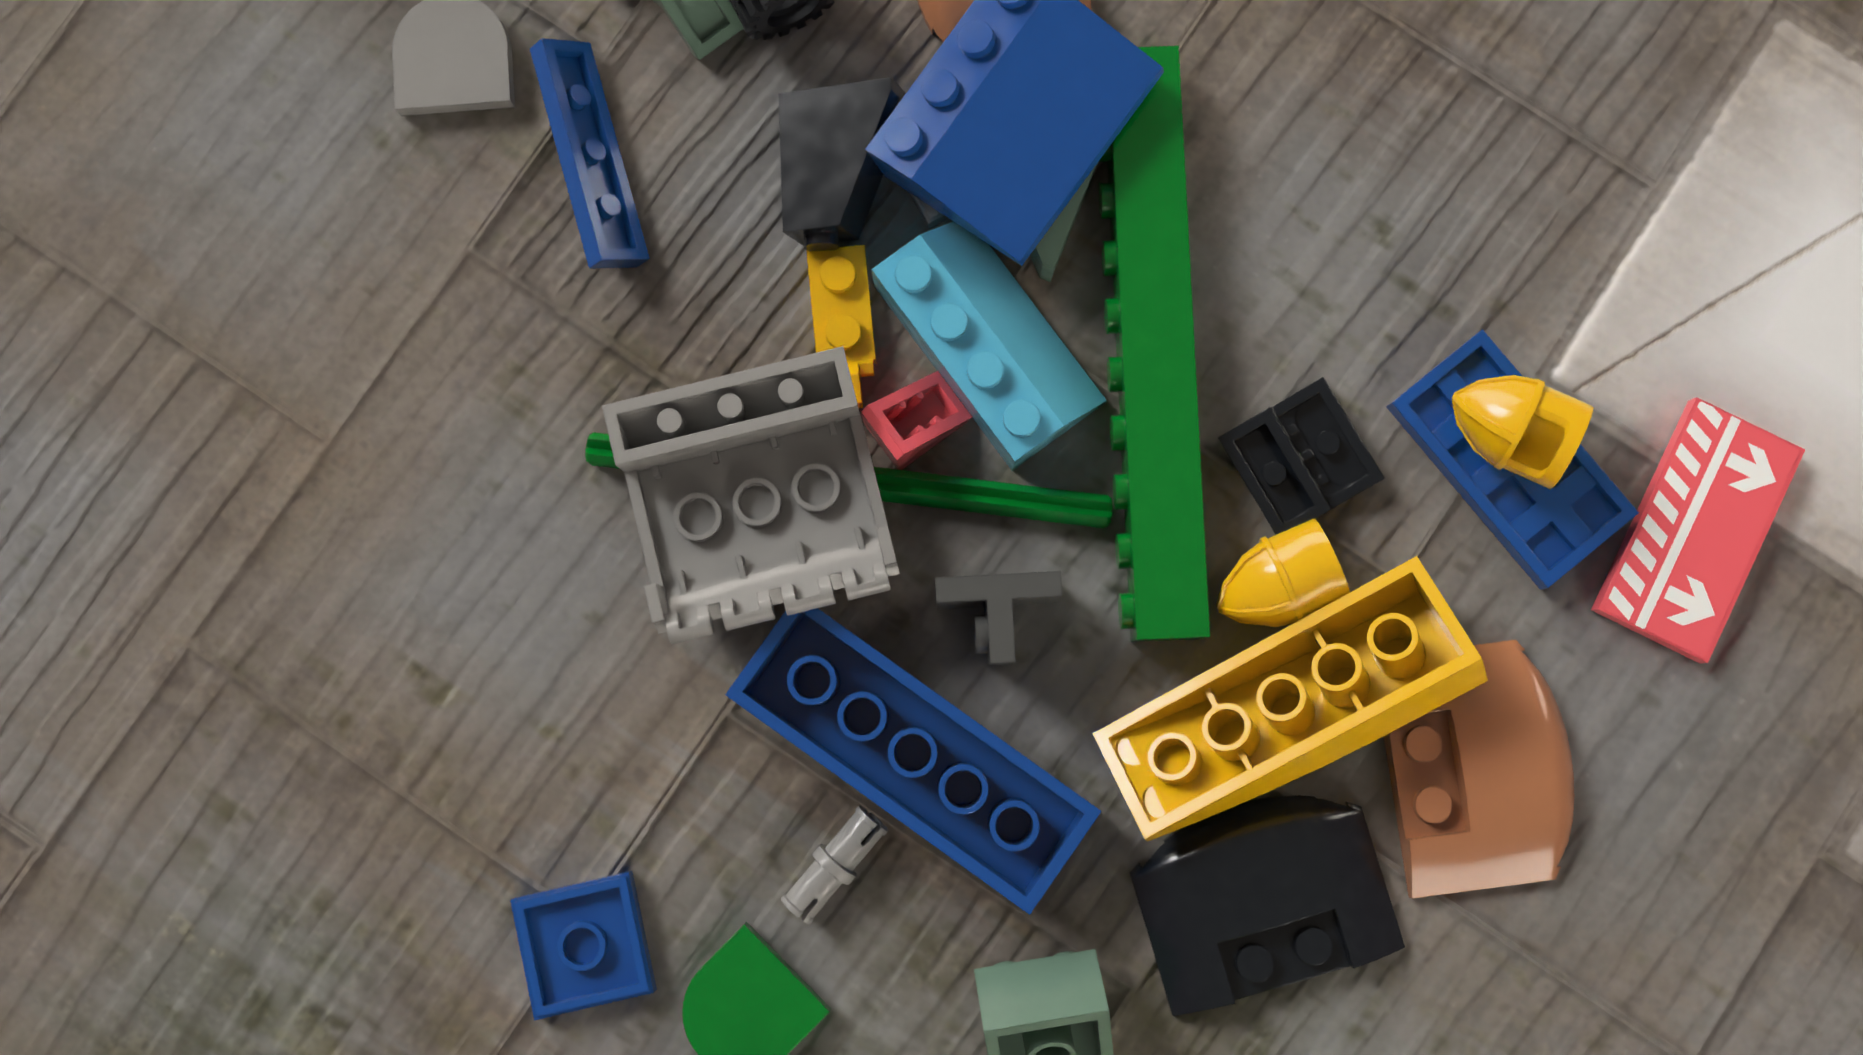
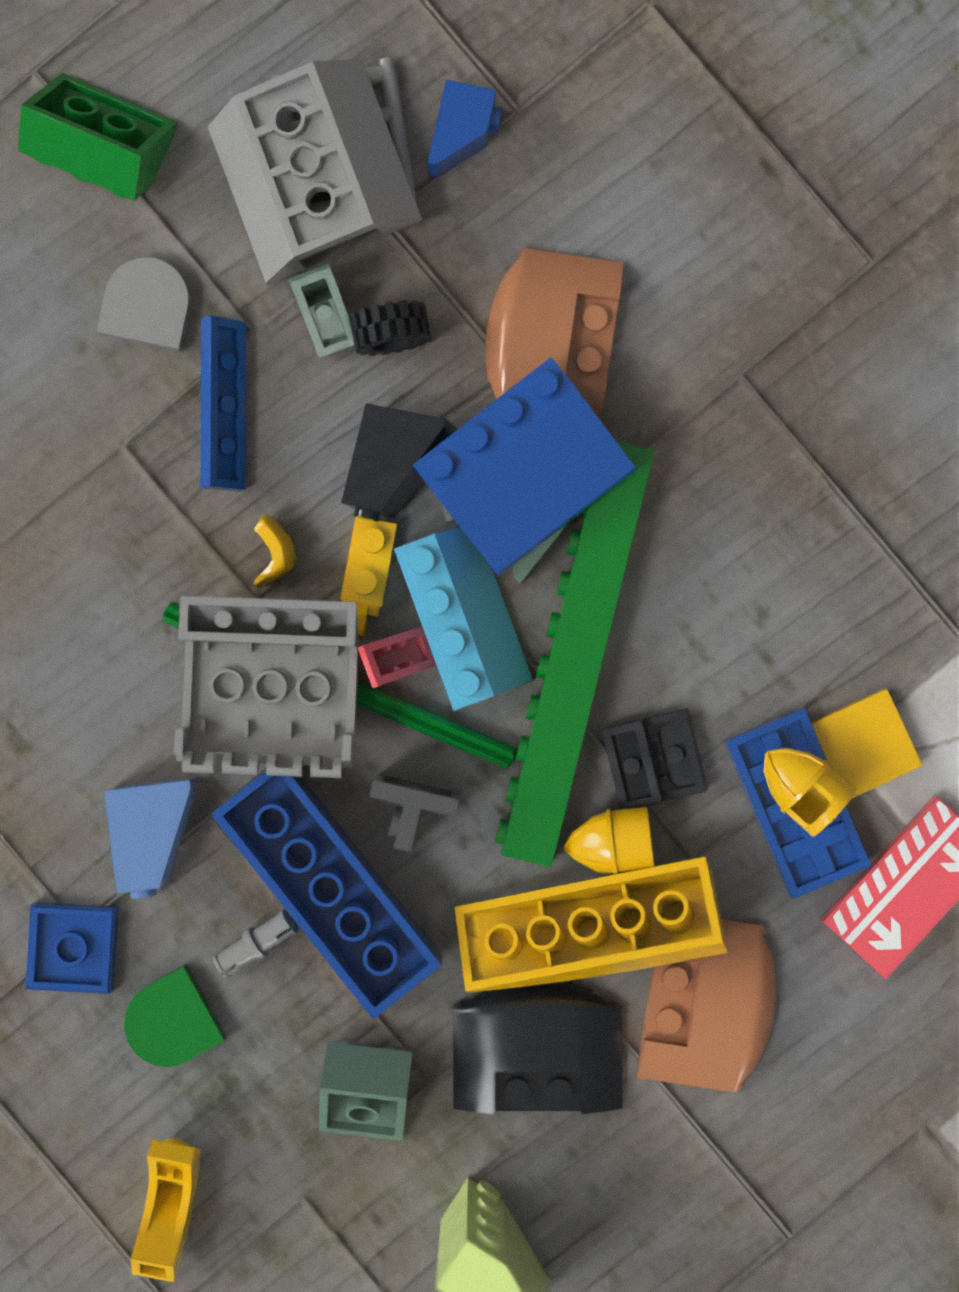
camera: 10 degrees right, 5 degrees up
(644, 751) = (147, 831): none -> medium blue slope
(722, 322) = (281, 549): none -> yellow hair
(1581, 348) = (867, 742): none -> yellow tile

